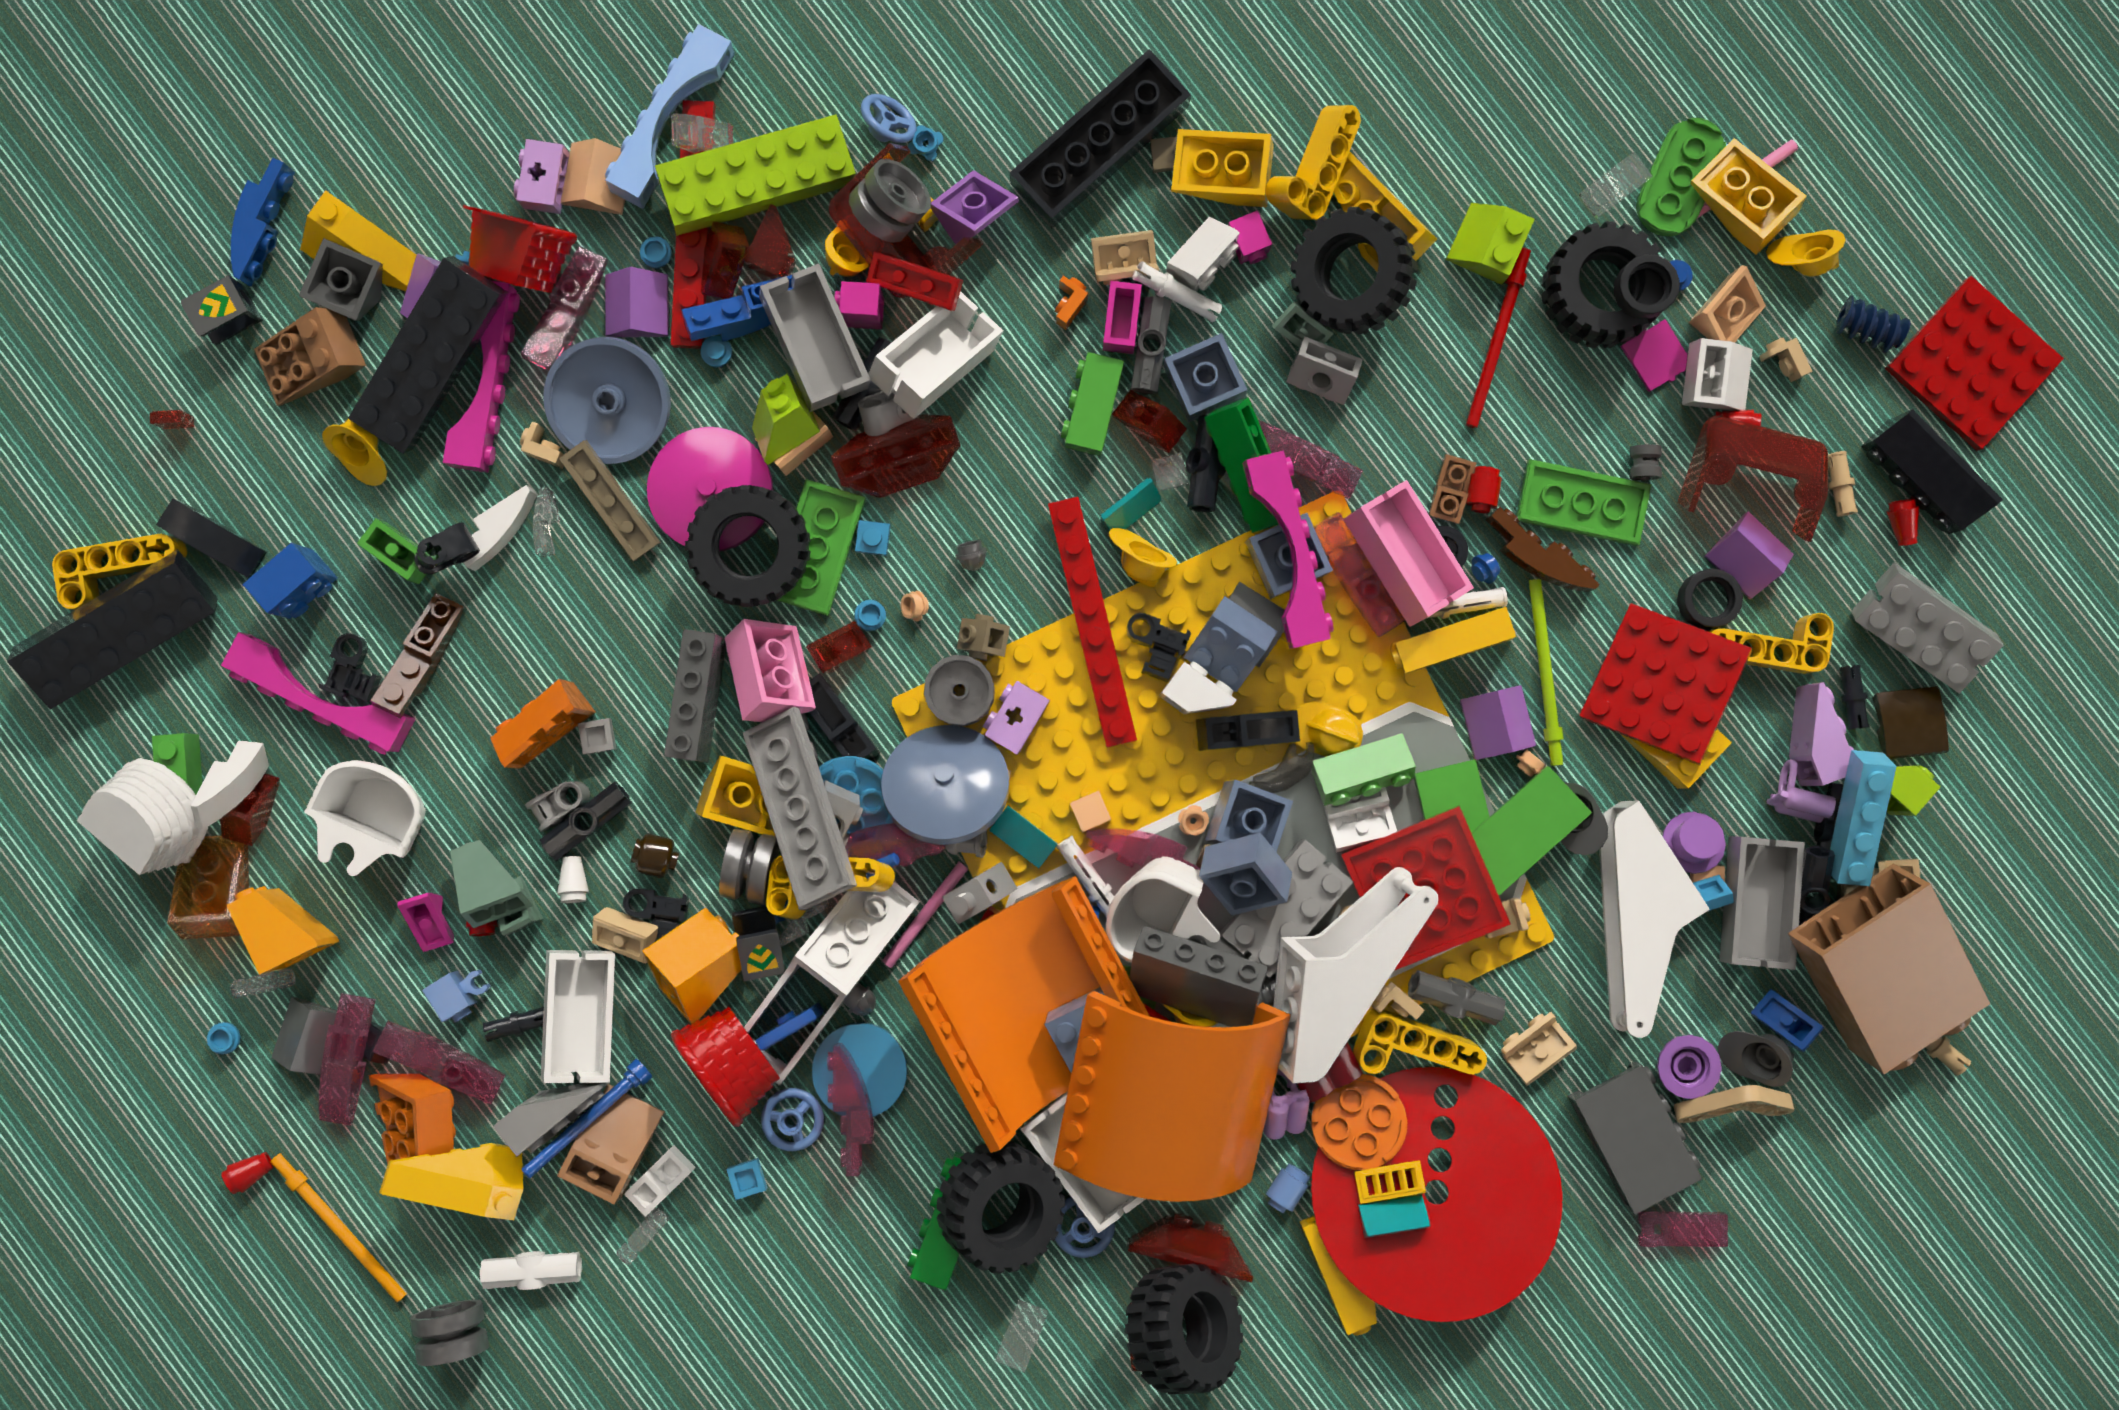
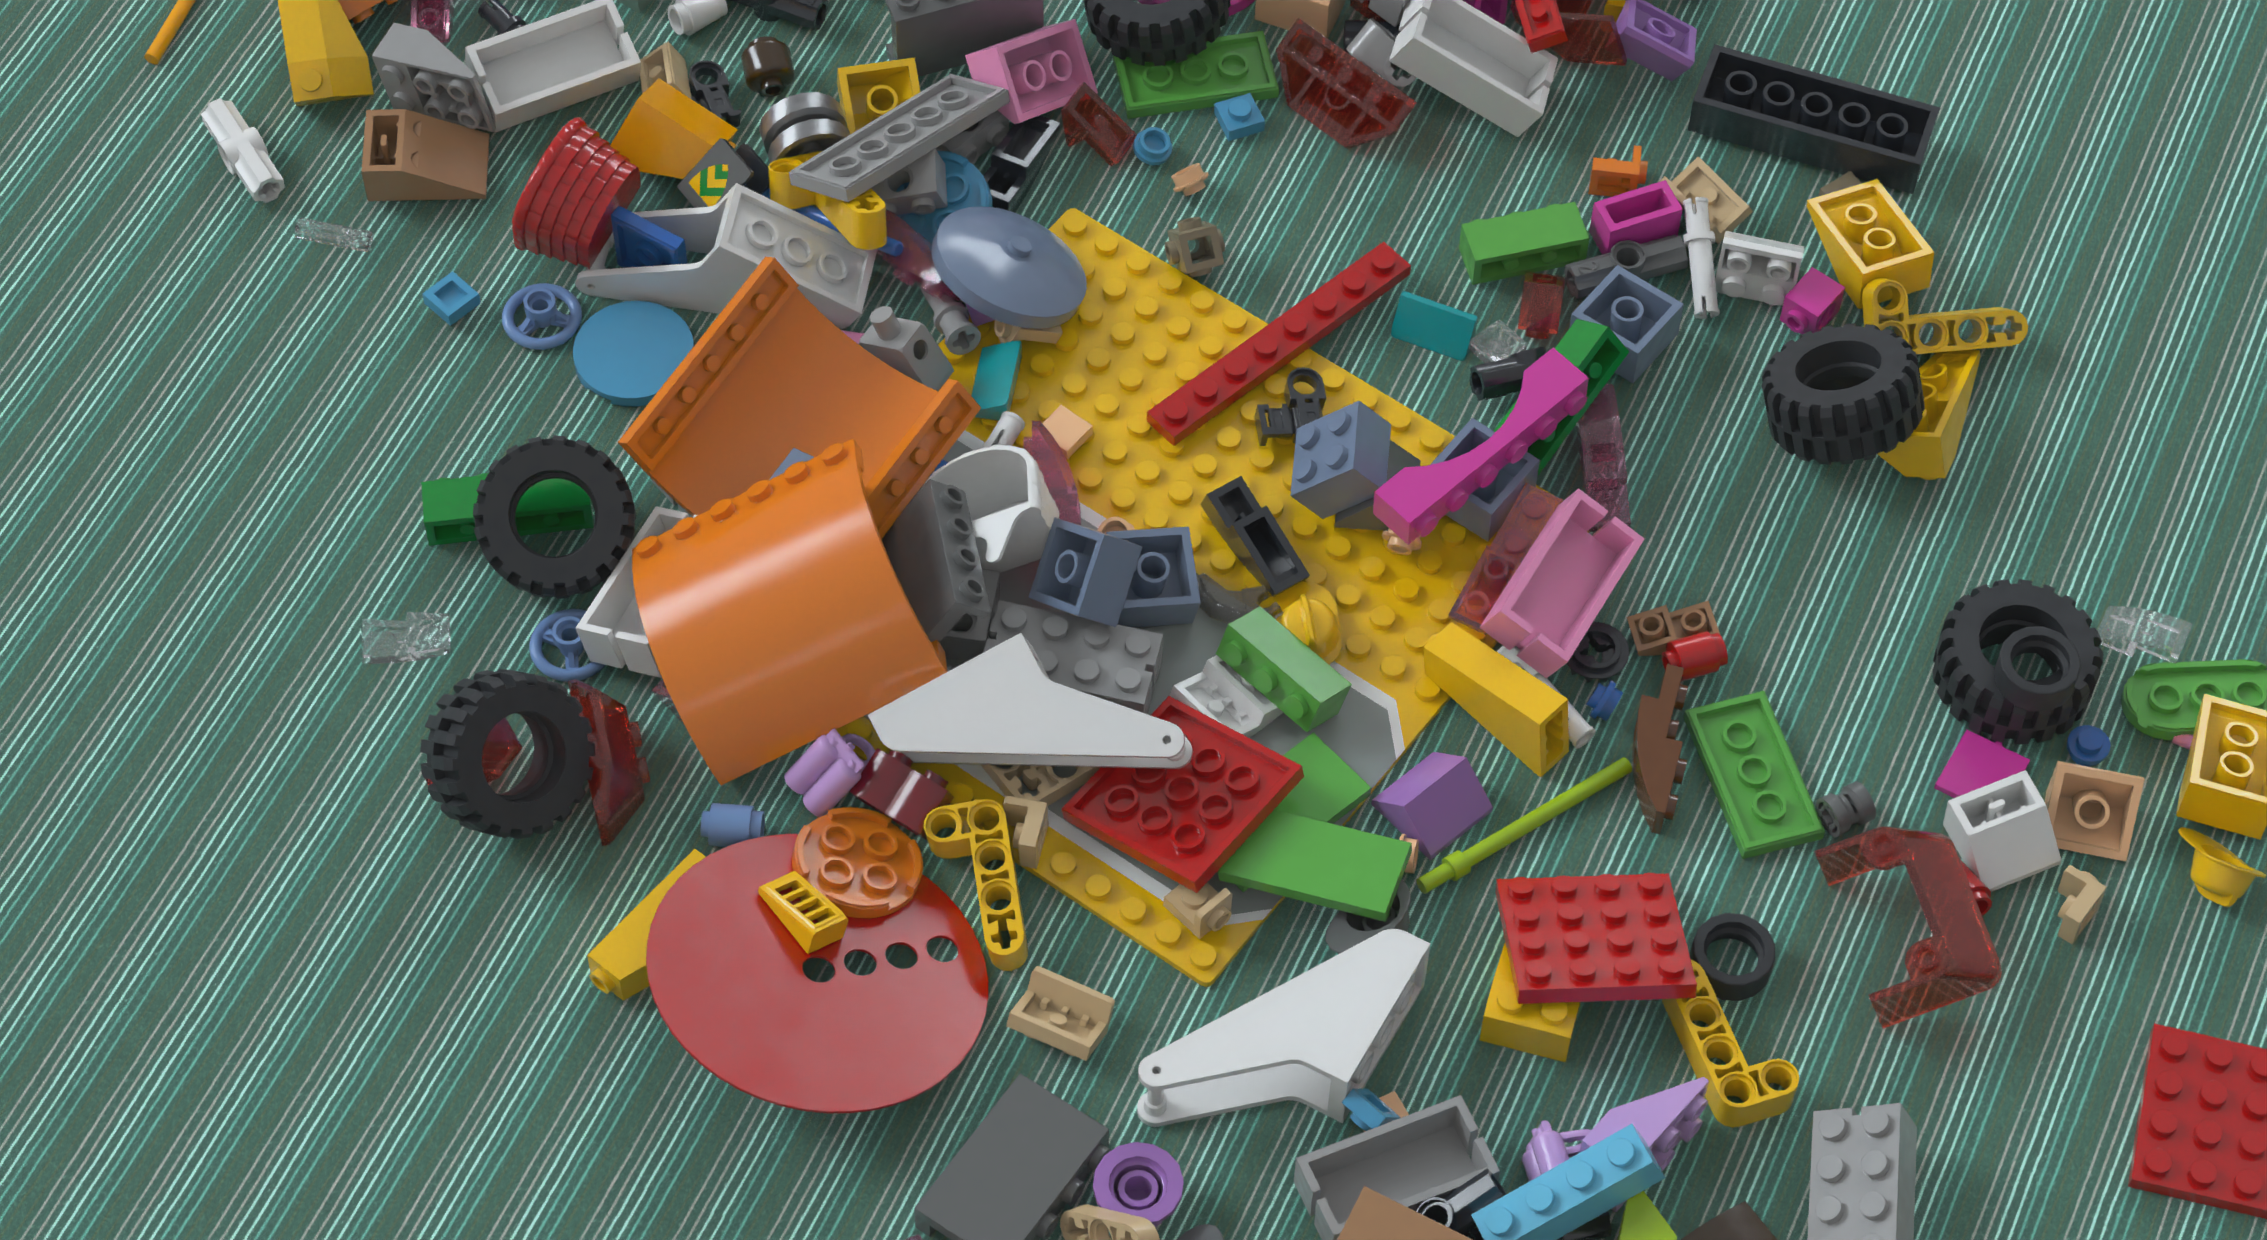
camera: 65 degrees right, 30 degrees down
(449, 1332) = (139, 95): flat silver wheel -> none
(634, 1076) = (511, 149): blue piece -> none
(659, 1180) = (399, 225): white slope -> none
(850, 1096) = (601, 344): clear pink slope -> none
(861, 1000) = (710, 309): flat silver plate -> none
(959, 709) = (1122, 241): flat silver wheel -> none
(971, 555) = (1280, 205): flat silver plate -> none
(1031, 706) = (1125, 312): lavender brick -> none
(1140, 558) = (1383, 354): yellow piece -> none
(1193, 692) = (1265, 450): white slope -> none
(1296, 324) = (1743, 388): sand green slope -> none
(1324, 370) = (1715, 431): light grey brick -> none
(1393, 1216) = (761, 925): teal slope -> none
(1456, 997) = (1070, 894): dark grey piece -> none
(1490, 240) = (1984, 541): lime slope -> none
(1515, 282) = (1957, 584): red bar -> none
(1695, 841) = (1423, 1072): medium lavender piece -> none
(1750, 555) = (1817, 978): medium lavender slope -> none
(1841, 484) = (1973, 1038): tan pin -> none
(1854, 697) = (1722, 1177): black pin -> none
(1872, 324) = (2183, 972): dark blue piece -> none
(1904, 521) = (1979, 1129): red cone -> none
(1930, 472) = (2053, 1118): black slope -> none

